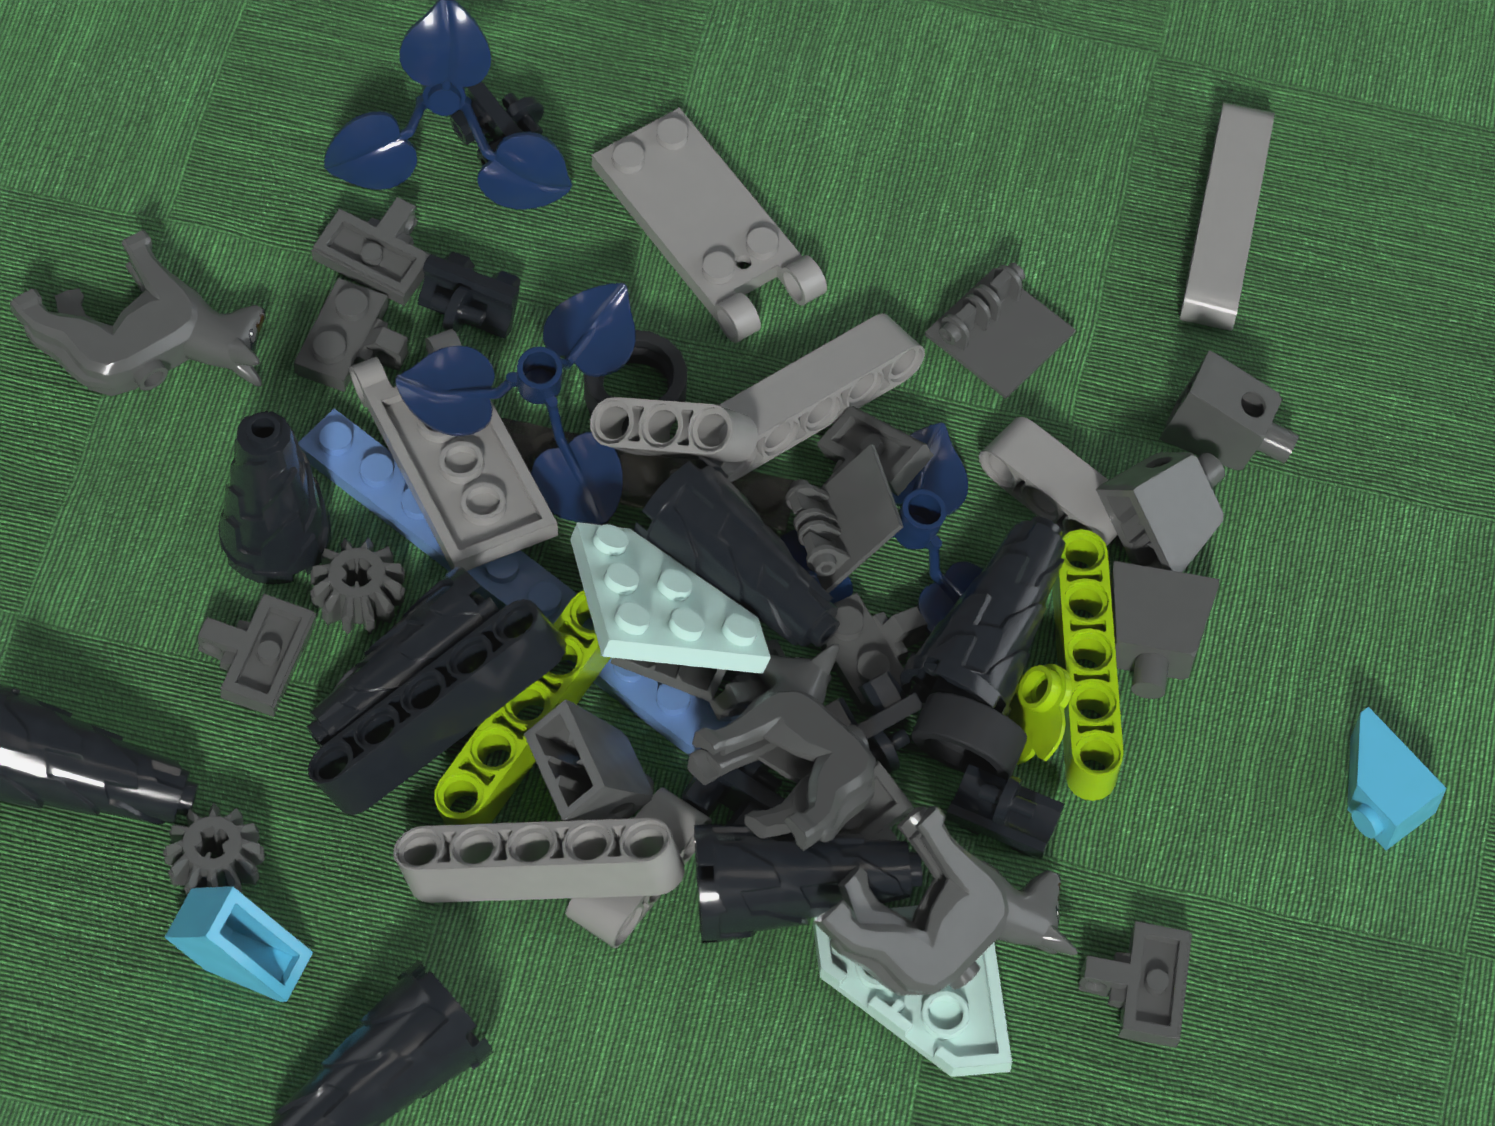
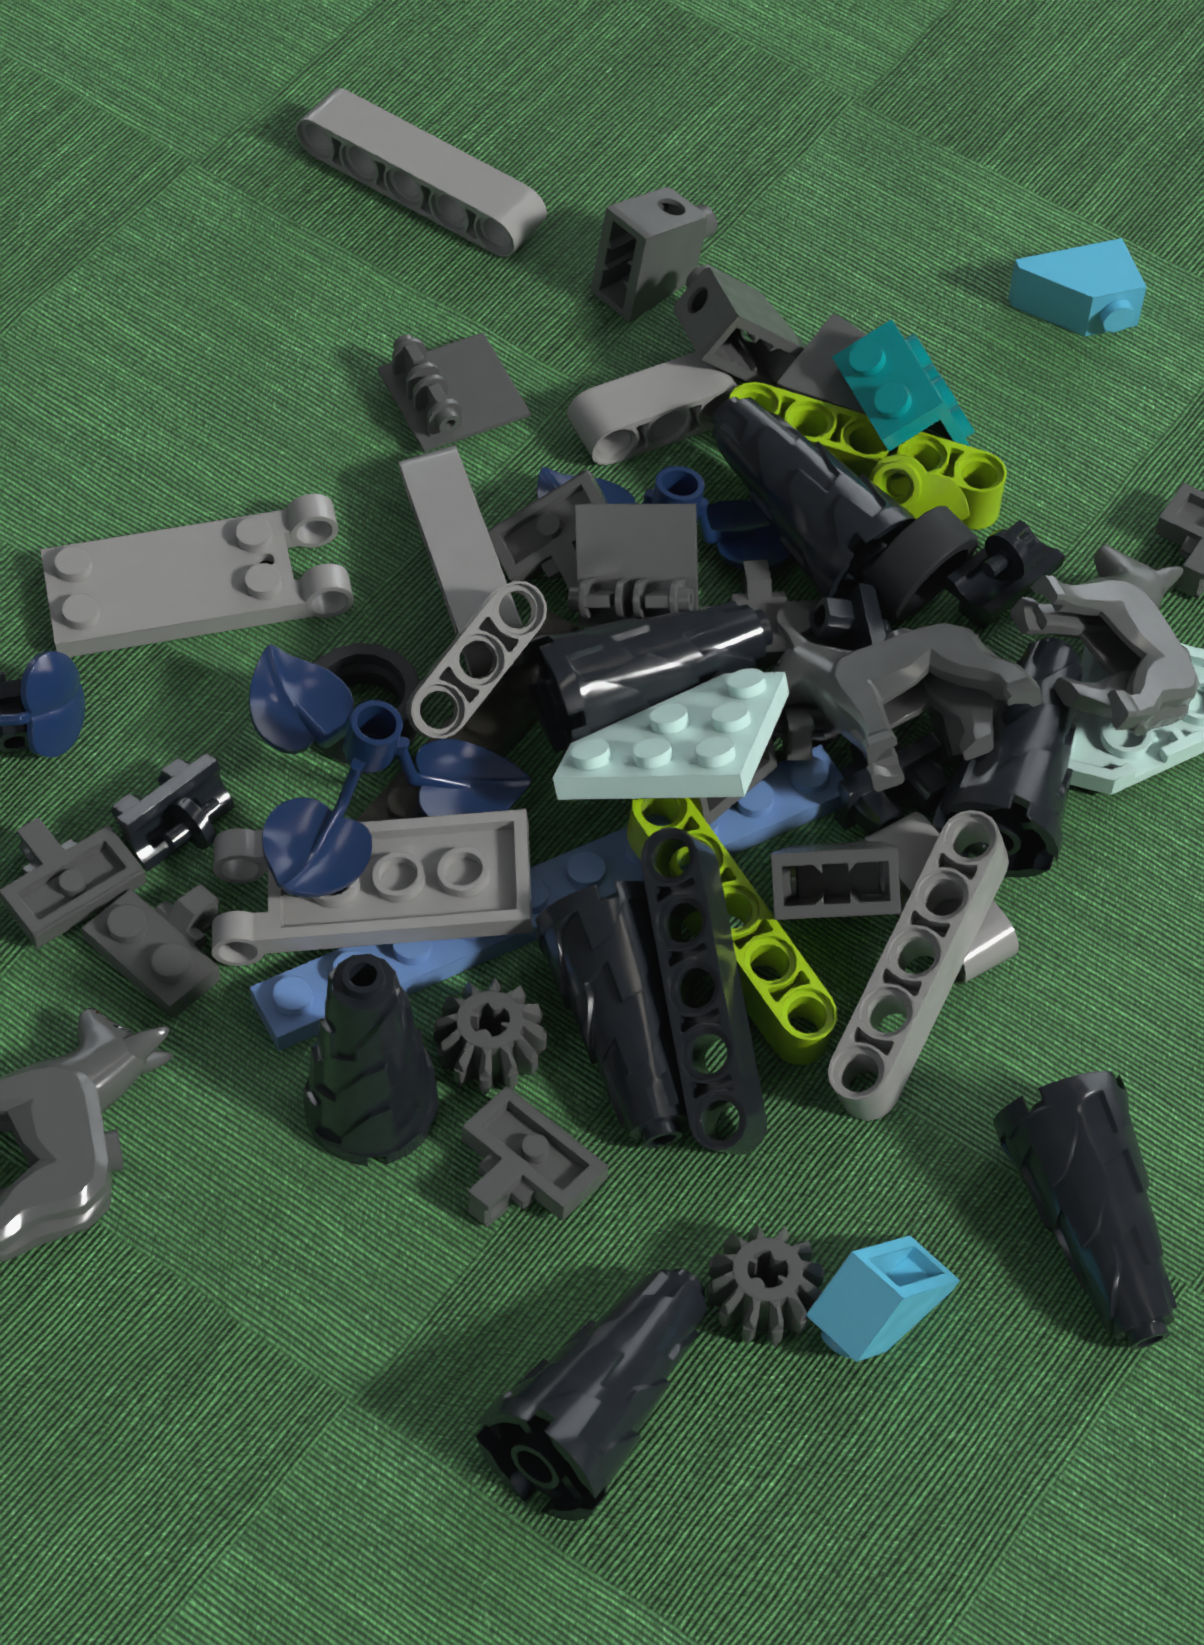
camera: 65 degrees left, 5 degrees down
(1160, 665) = (900, 387): none -> teal bracket

